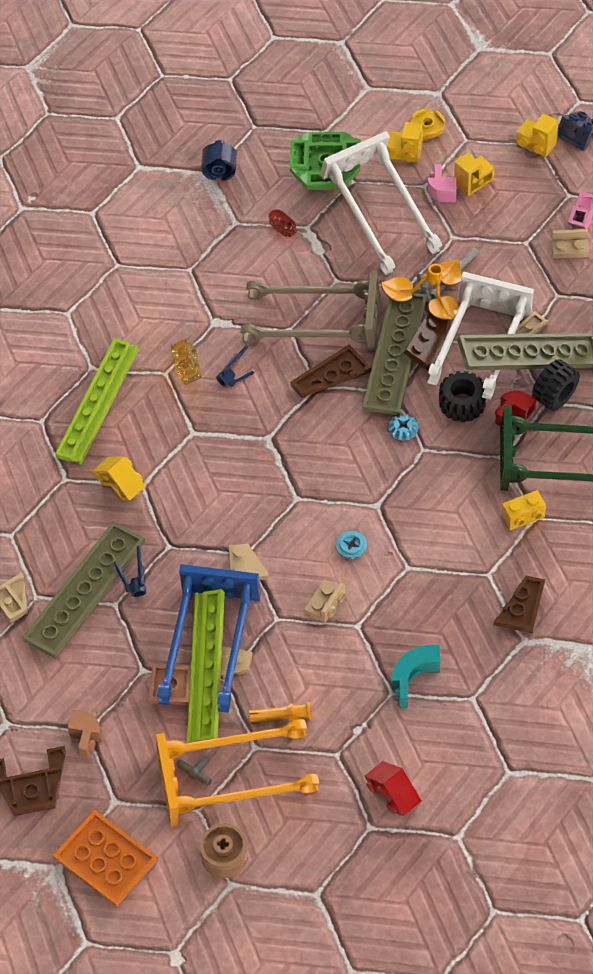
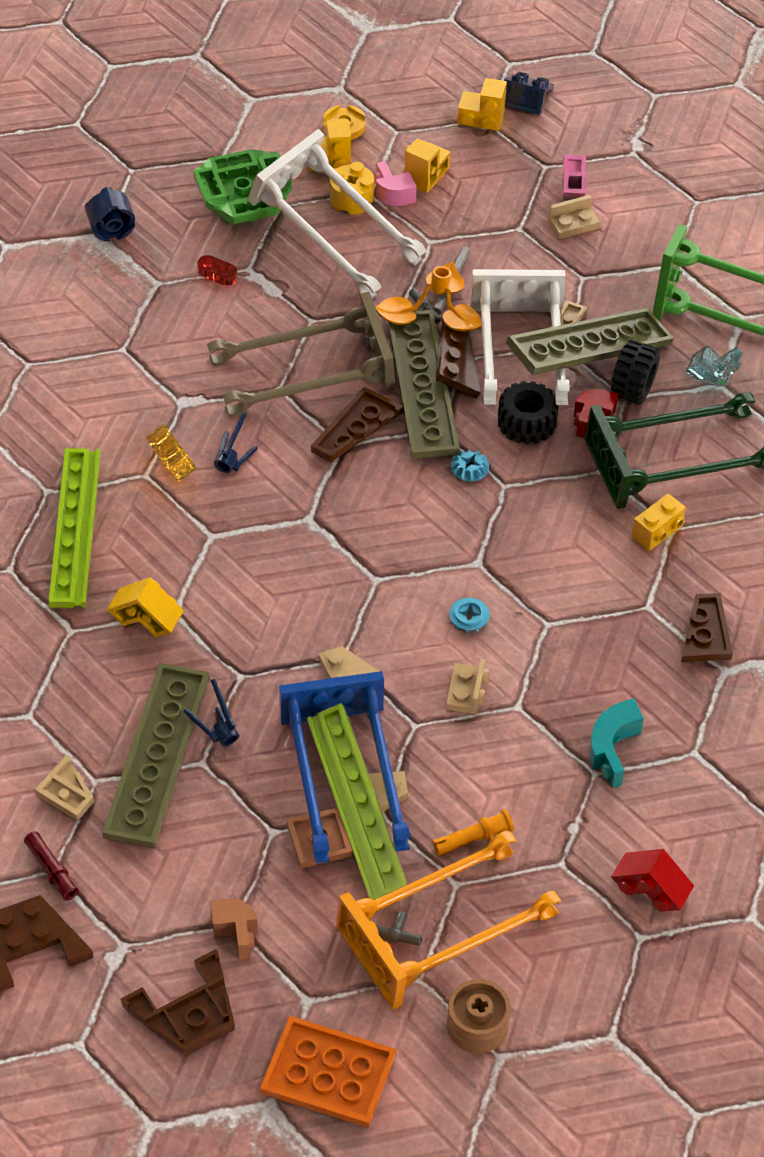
camera: 25 degrees left, 5 degrees down
(413, 177) = (360, 179): none -> yellow brick

